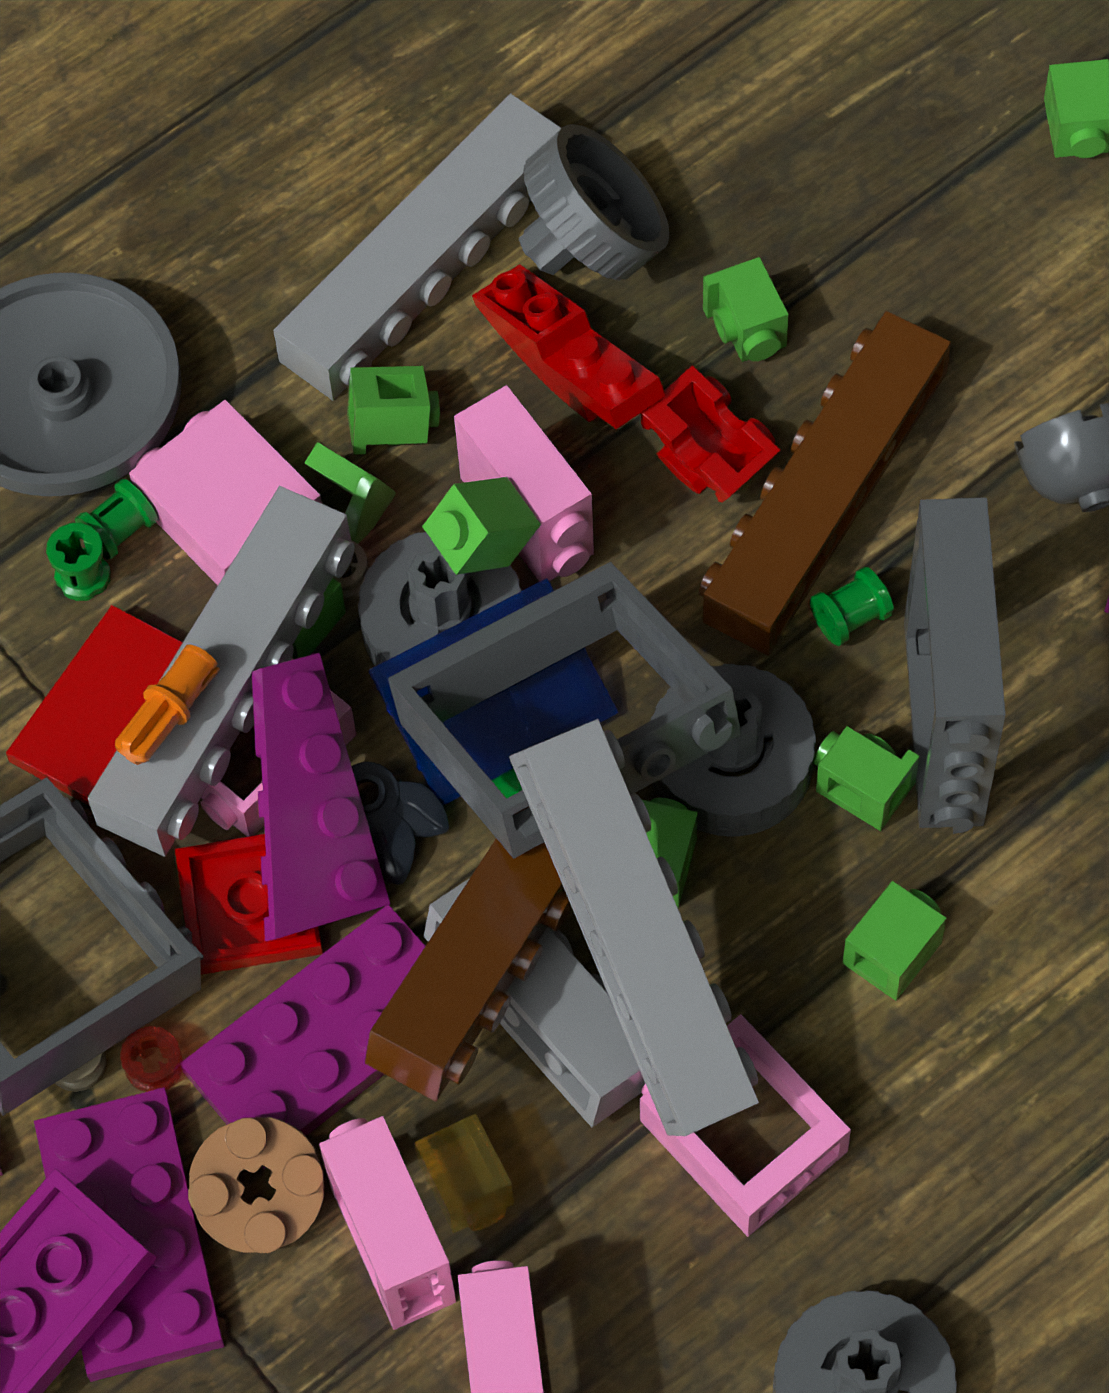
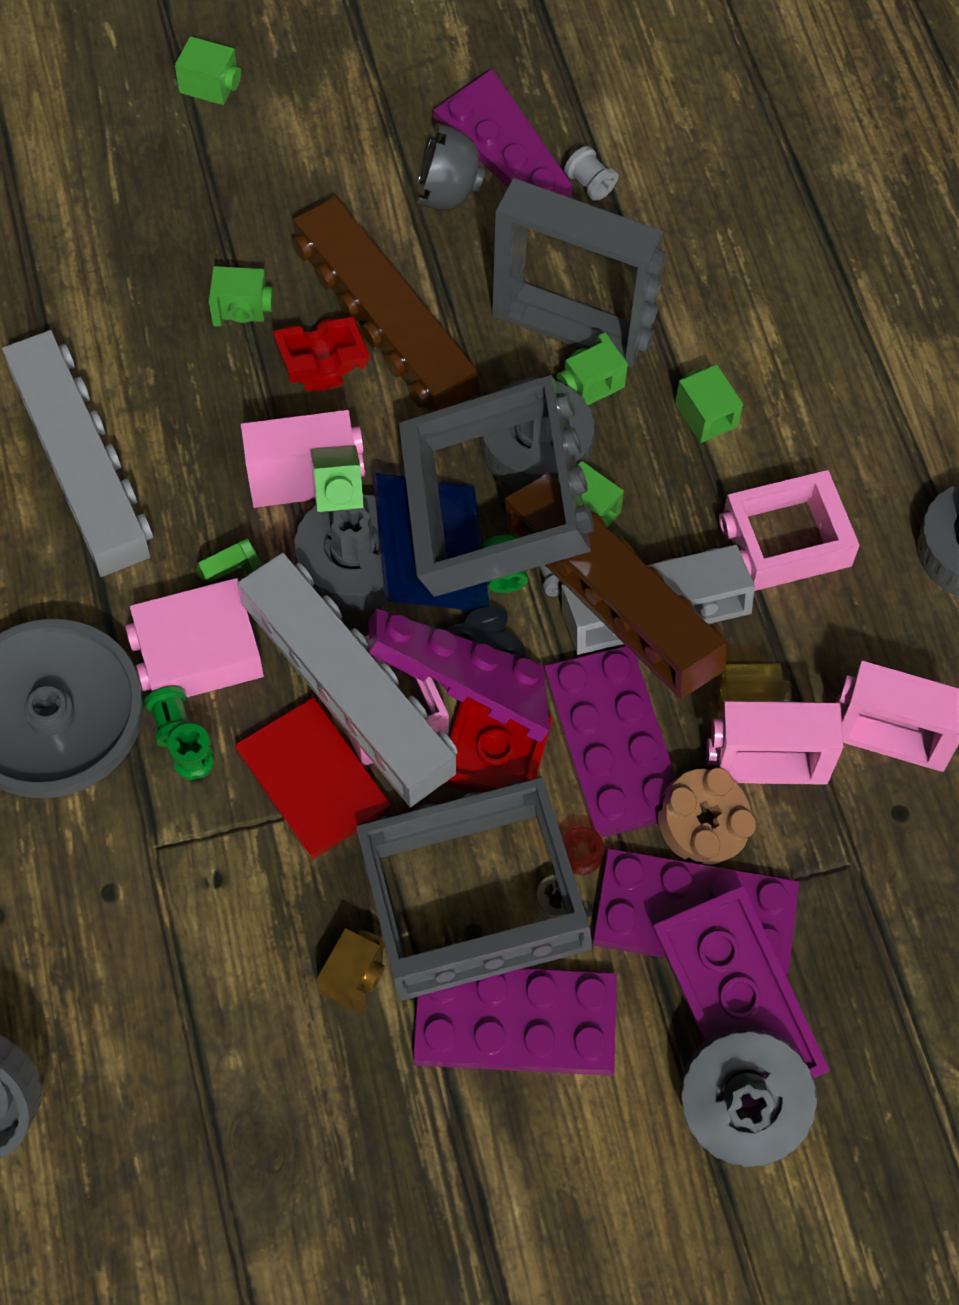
camera: 70 degrees left, 0 degrees up
(167, 704) = (374, 707): orange axle -> none
(390, 406) = (186, 519): bright green brick -> none
(564, 351) = (202, 407): red slope -> none
(590, 207) = (121, 339): dark grey piece -> none
(636, 929) = (677, 498): light grey brick -> none
(851, 606) = (475, 331): green bush -> none

